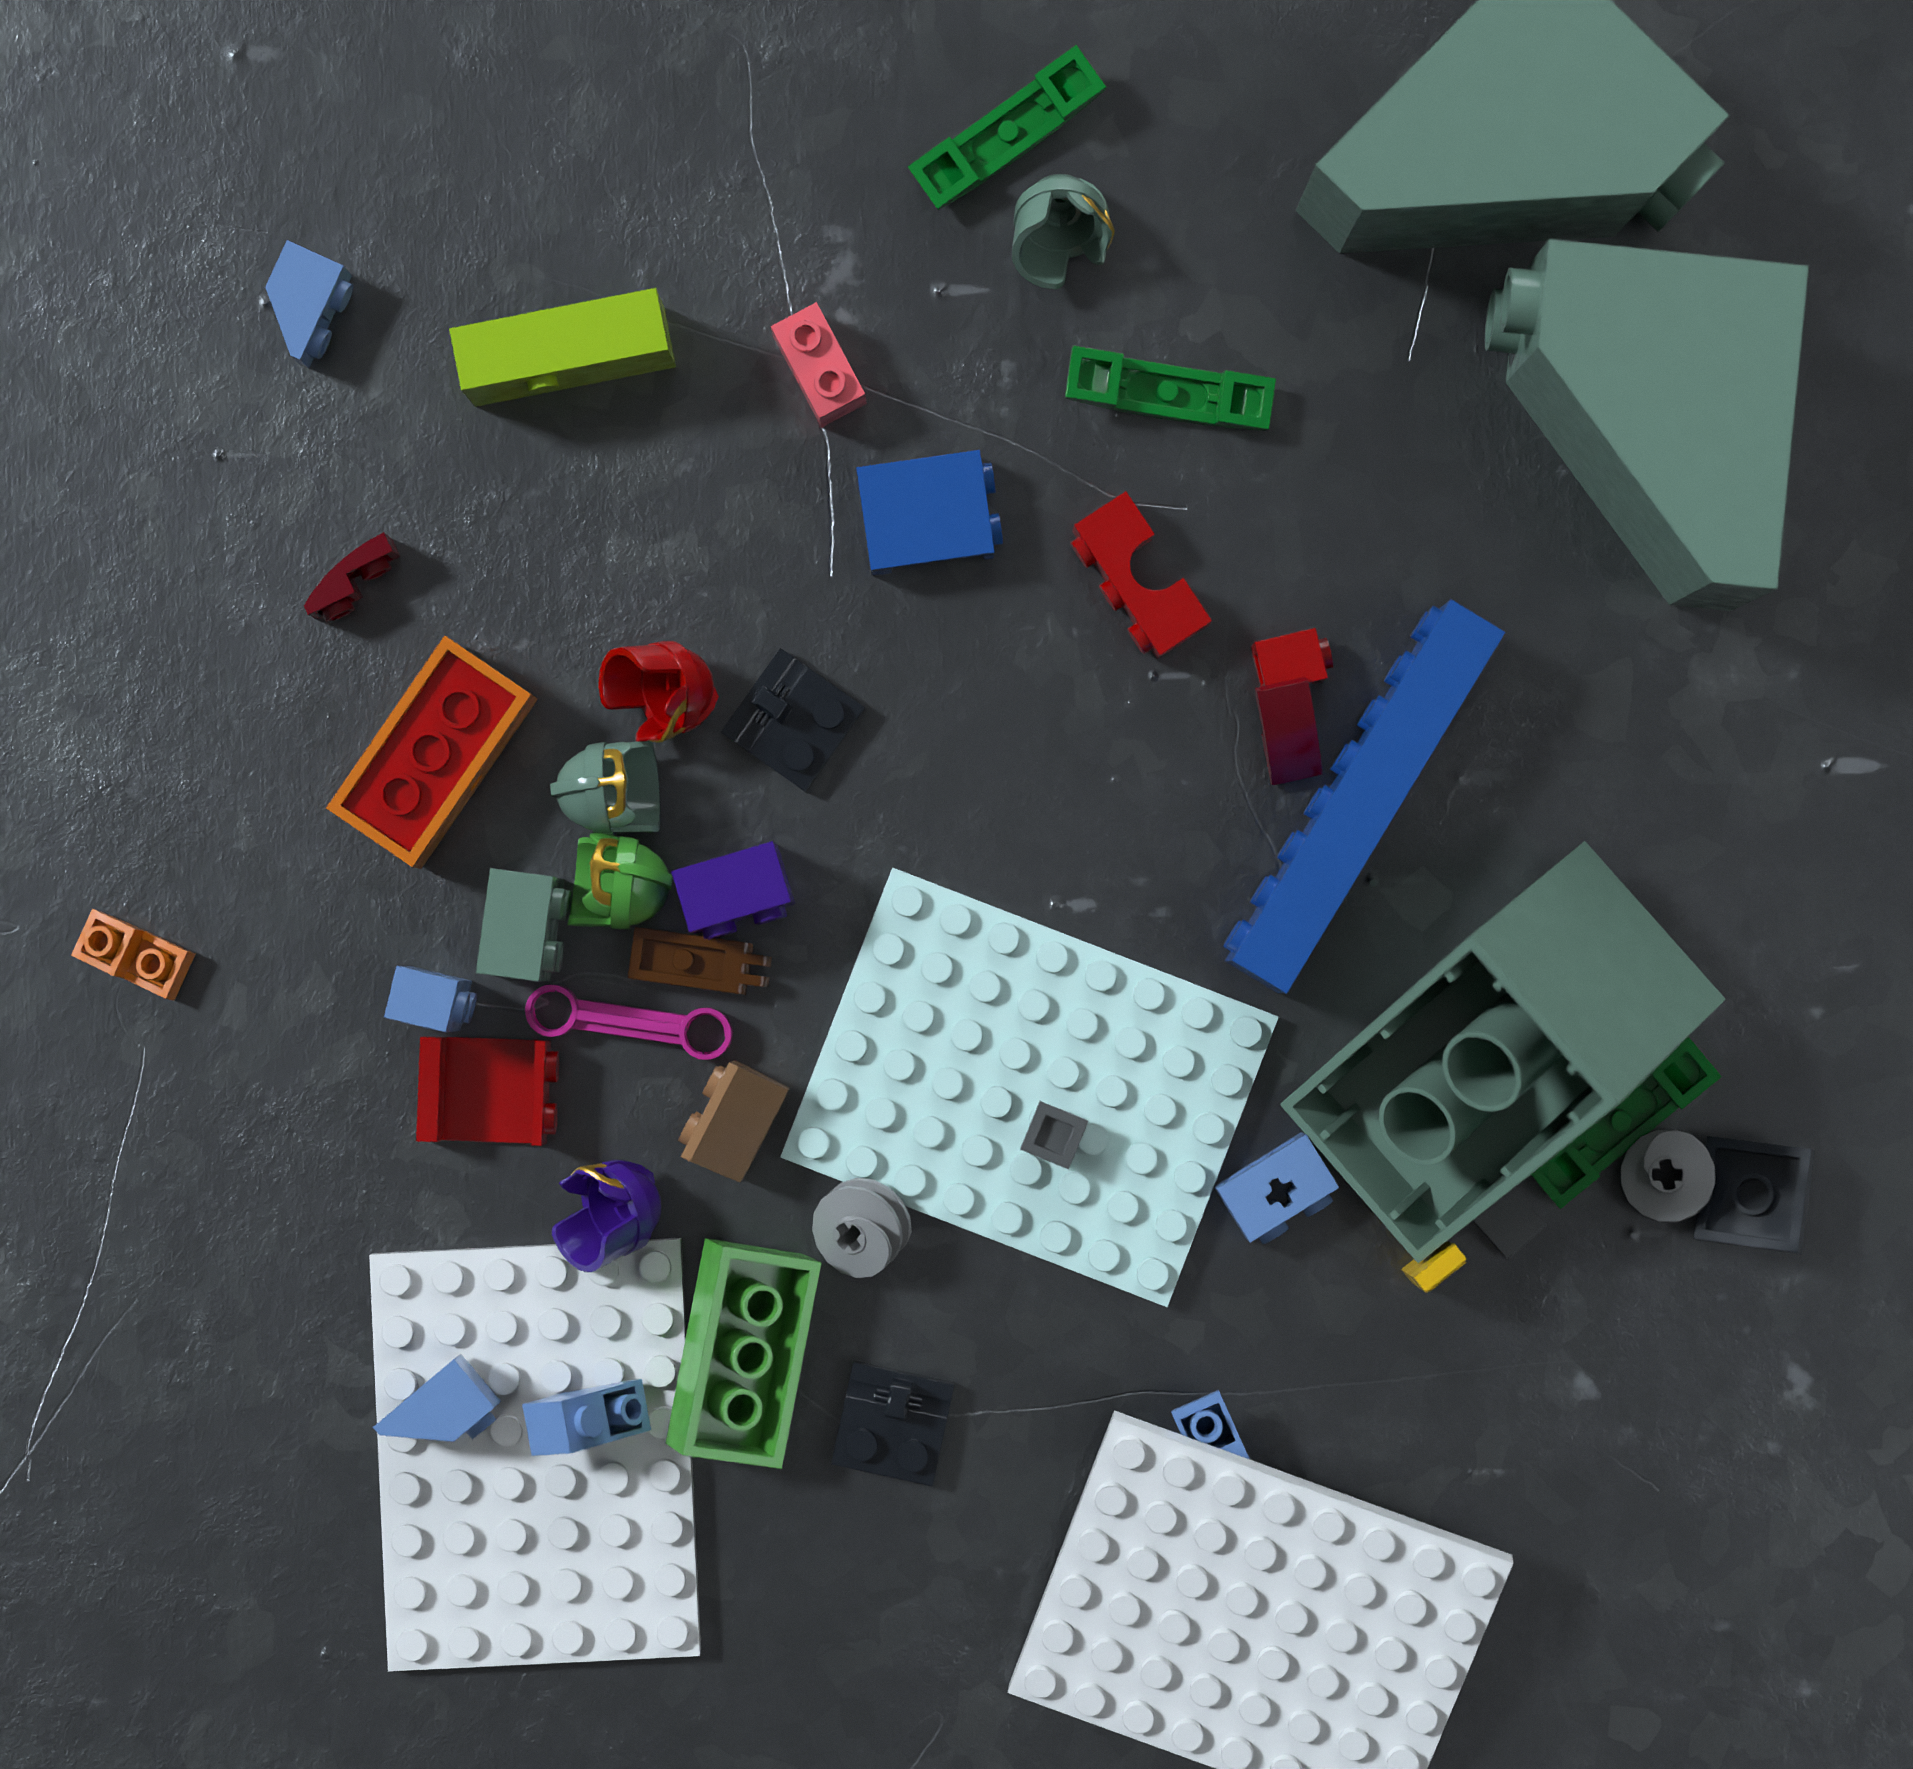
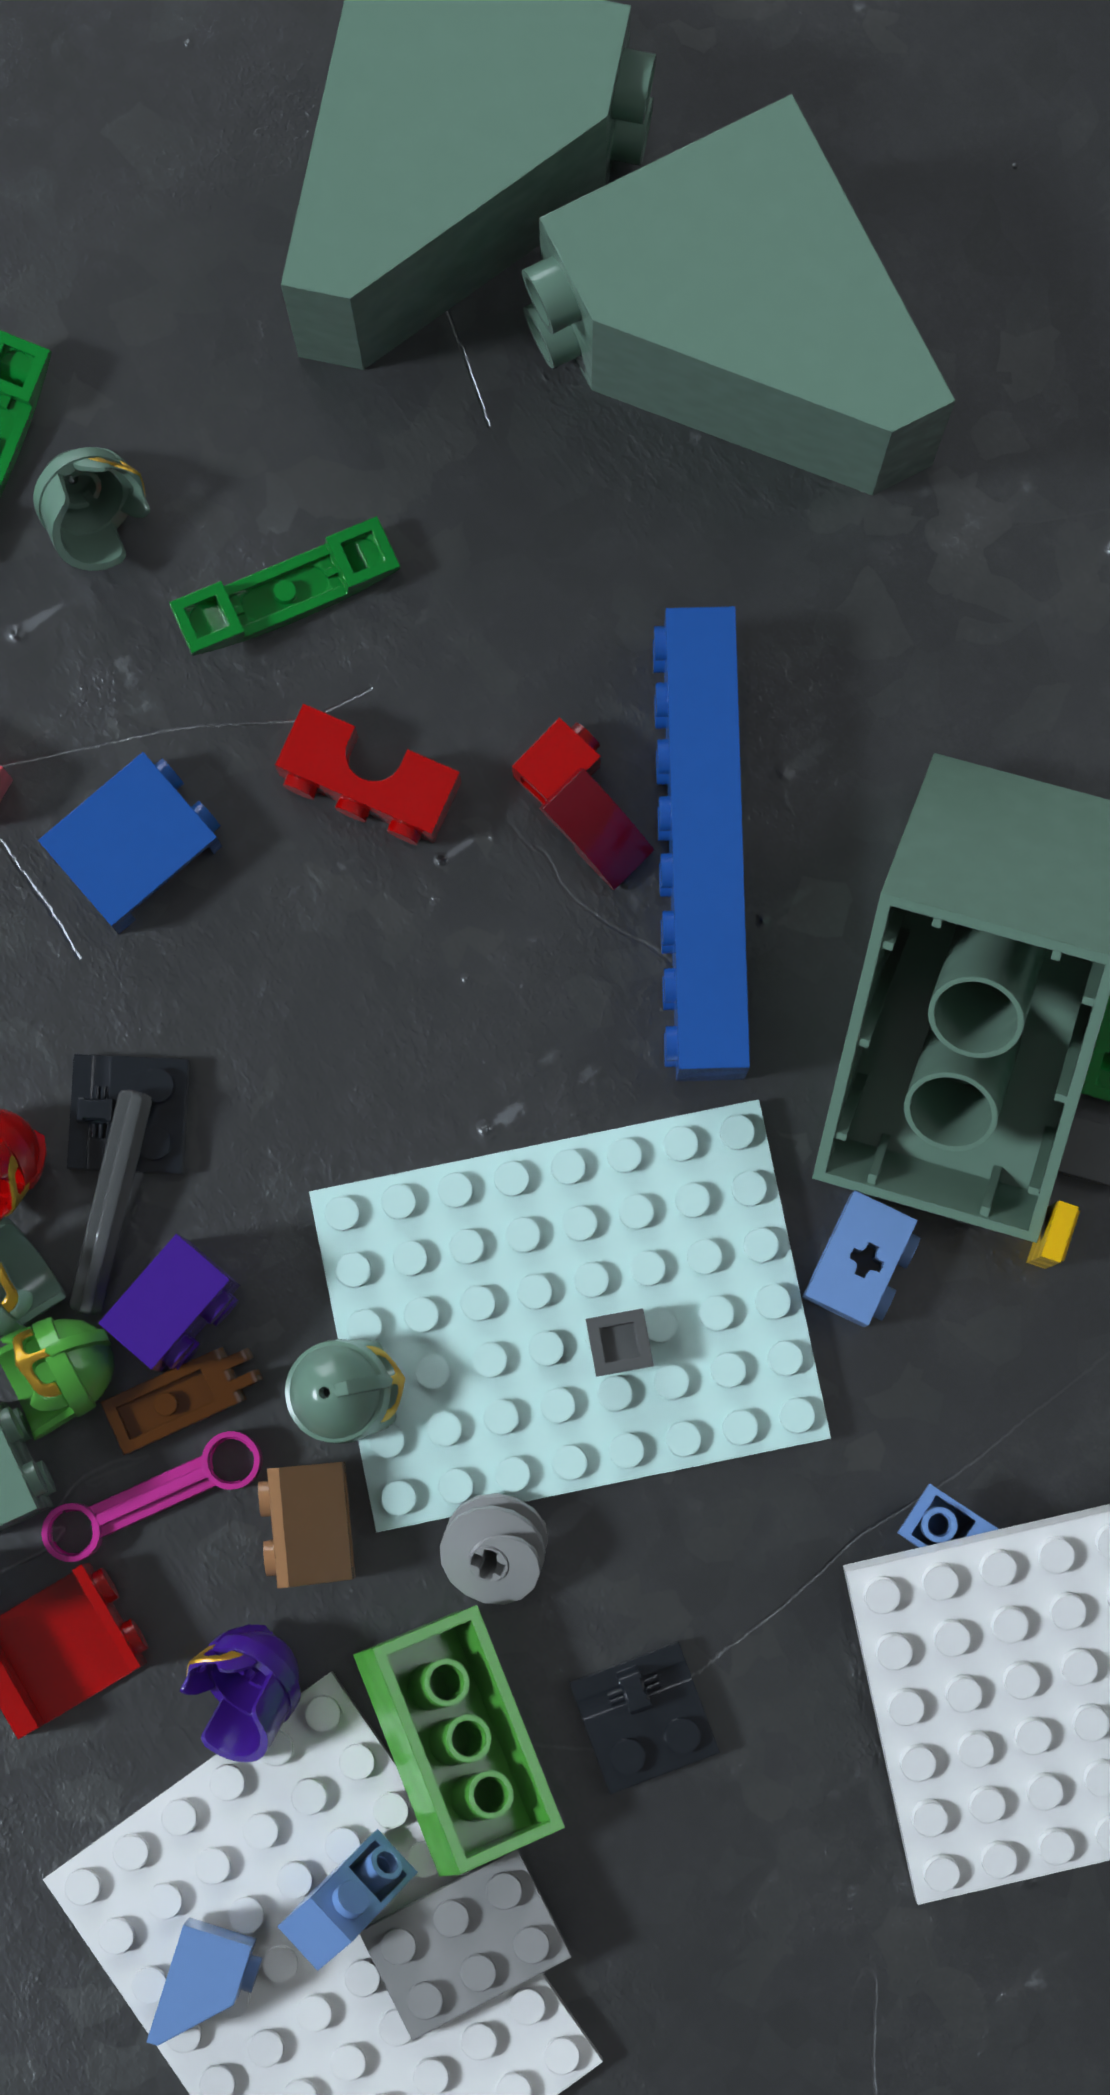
camera: 30 degrees left, 5 degrees down
(653, 1505) = (465, 1943): none -> light grey plate
(737, 779) = (110, 1202): none -> dark grey axle
(840, 1040) = (362, 1388): none -> sand green helmet

